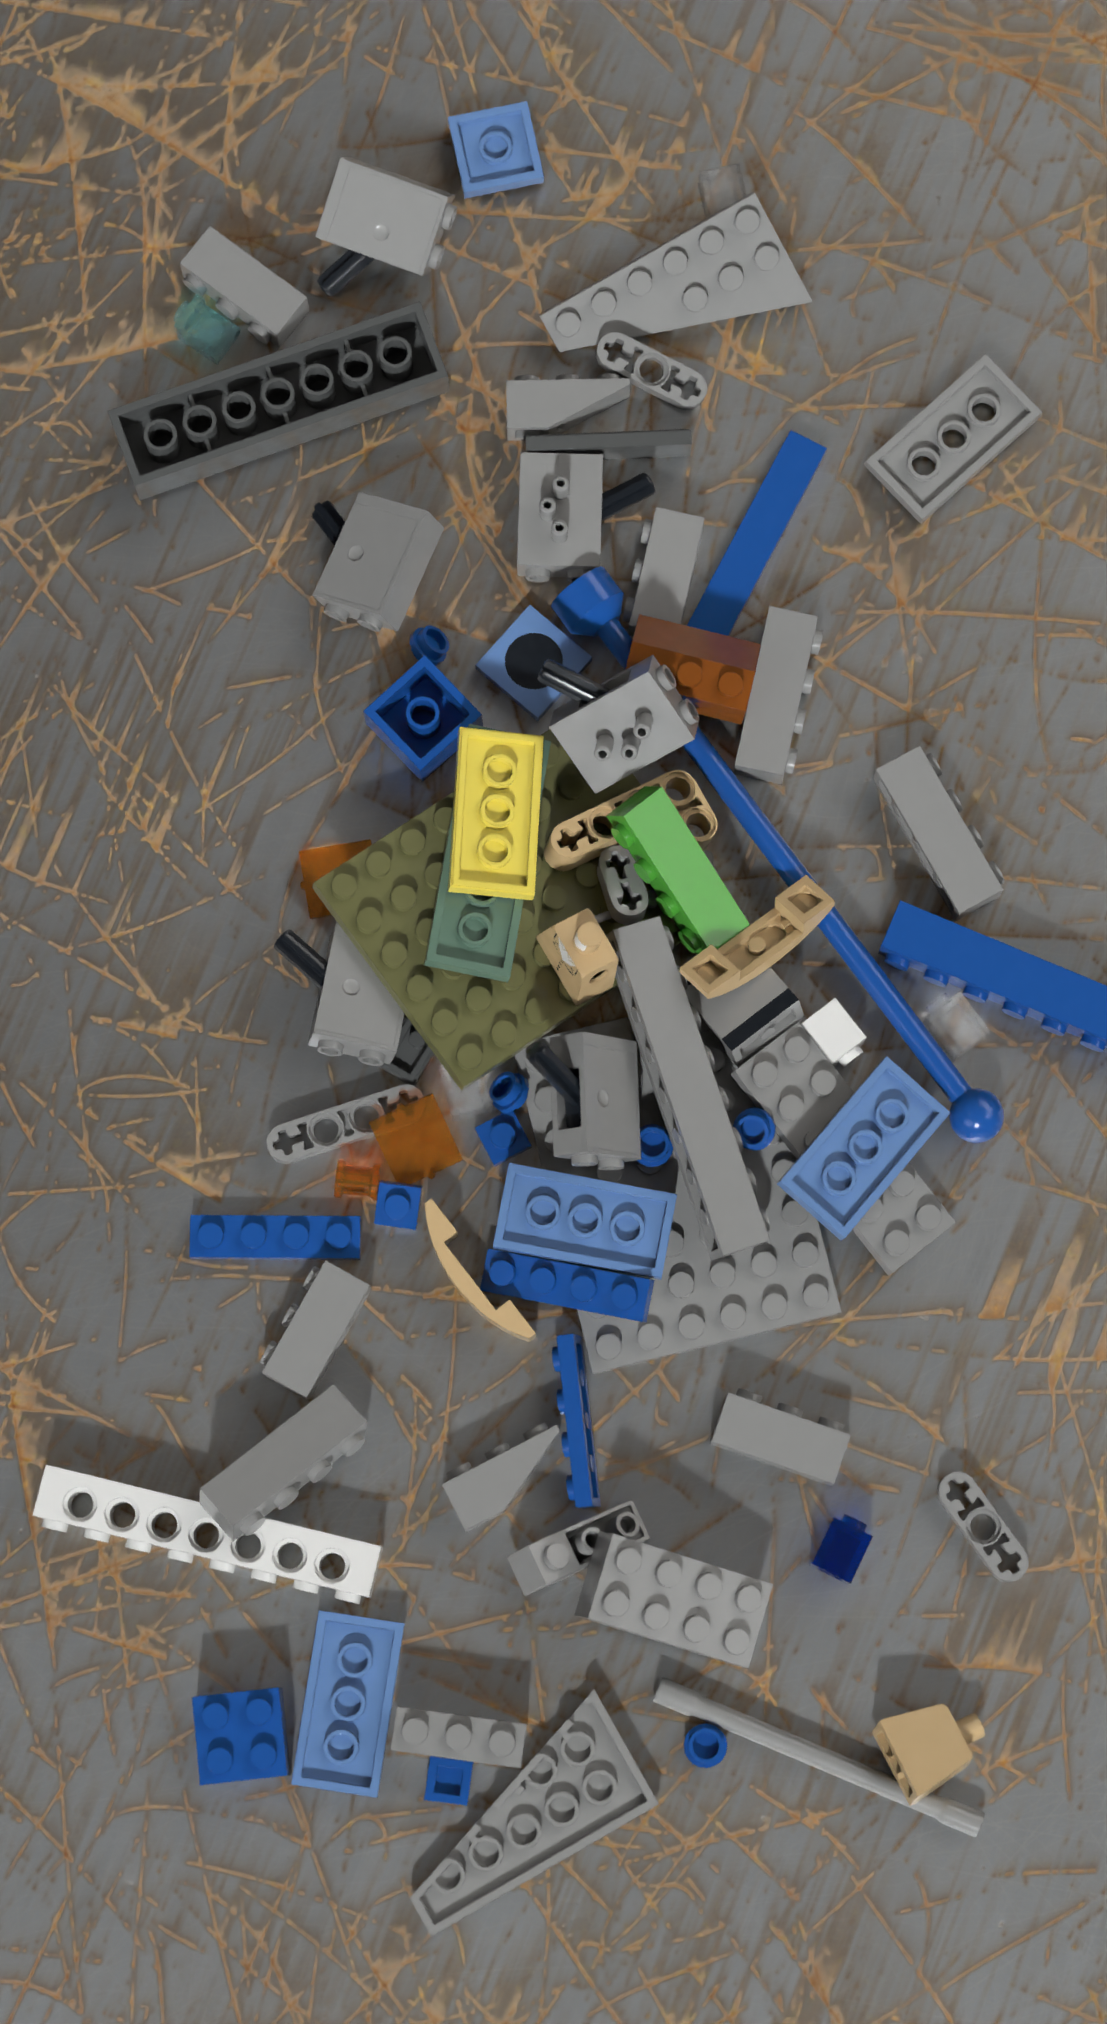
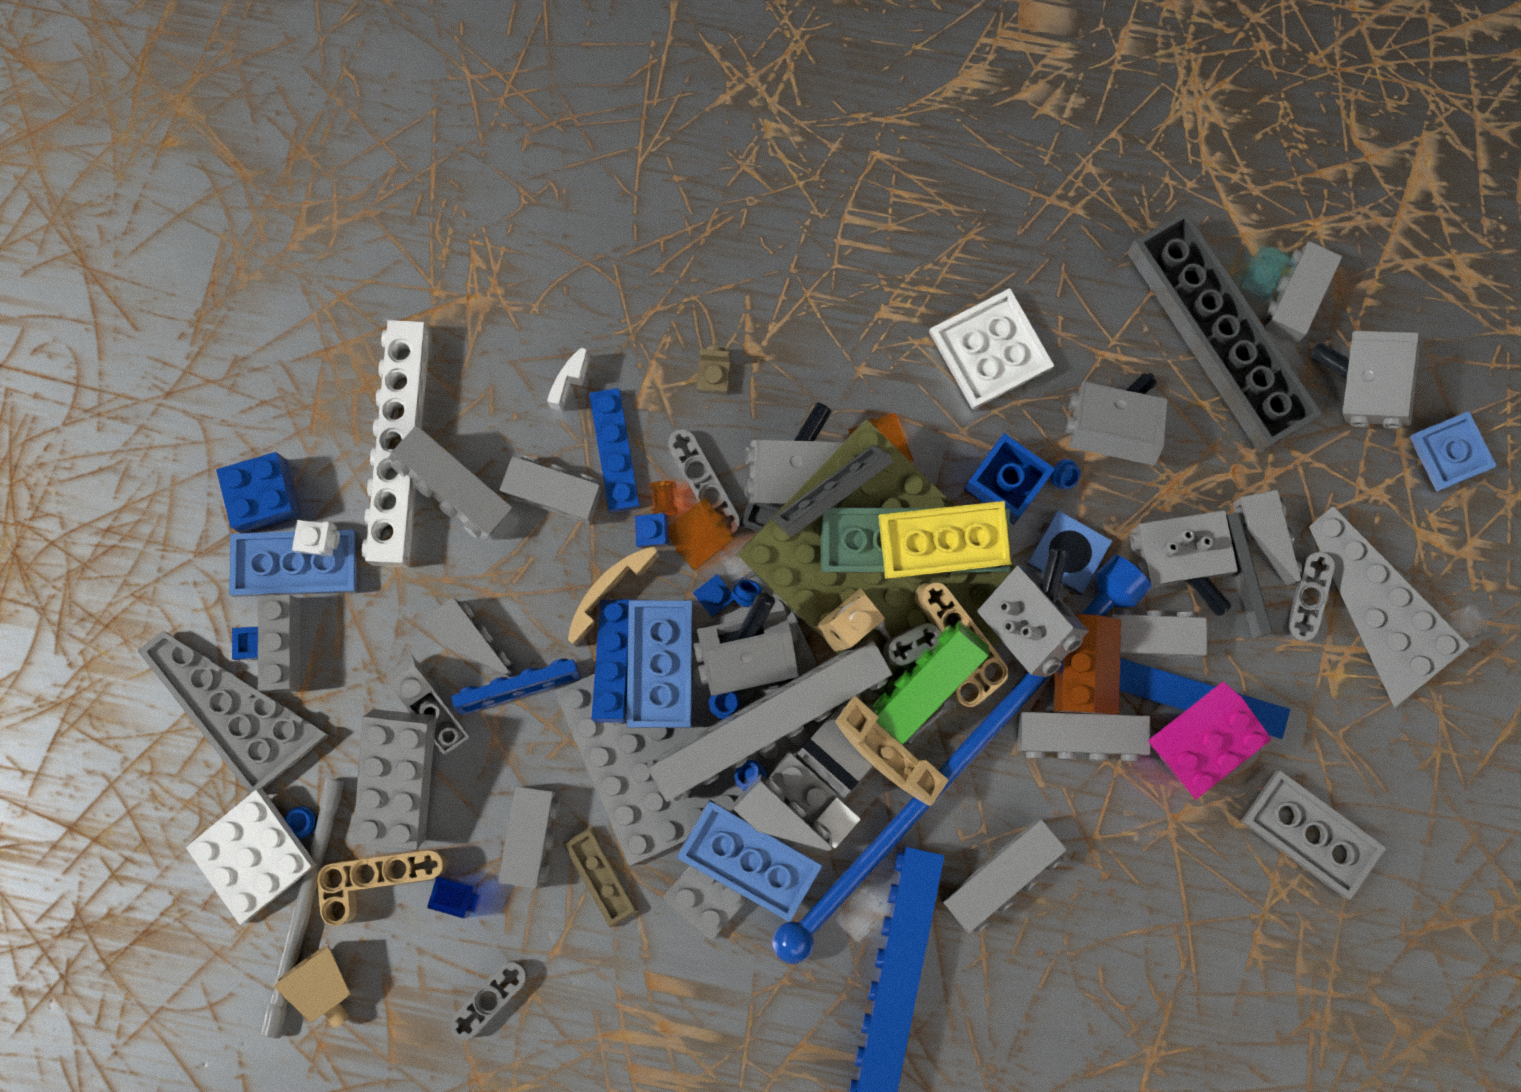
camera: 80 degrees right, 0 degrees up
(158, 1273) = (573, 373): none -> white slope
(192, 1082) = (714, 370): none -> dark tan bracket
(238, 706) = (991, 348): none -> white plate
(322, 1662) = (315, 538): none -> white bracket
(405, 943) = (832, 490): none -> dark grey tile
(739, 1816) = (251, 856): none -> white plate
(801, 1641) = (383, 876): none -> tan beam
(810, 1104) = (776, 815): none -> light grey slope
(814, 538) = (1209, 740): none -> dark pink brick
(848, 1354) = (600, 877): none -> dark tan tile

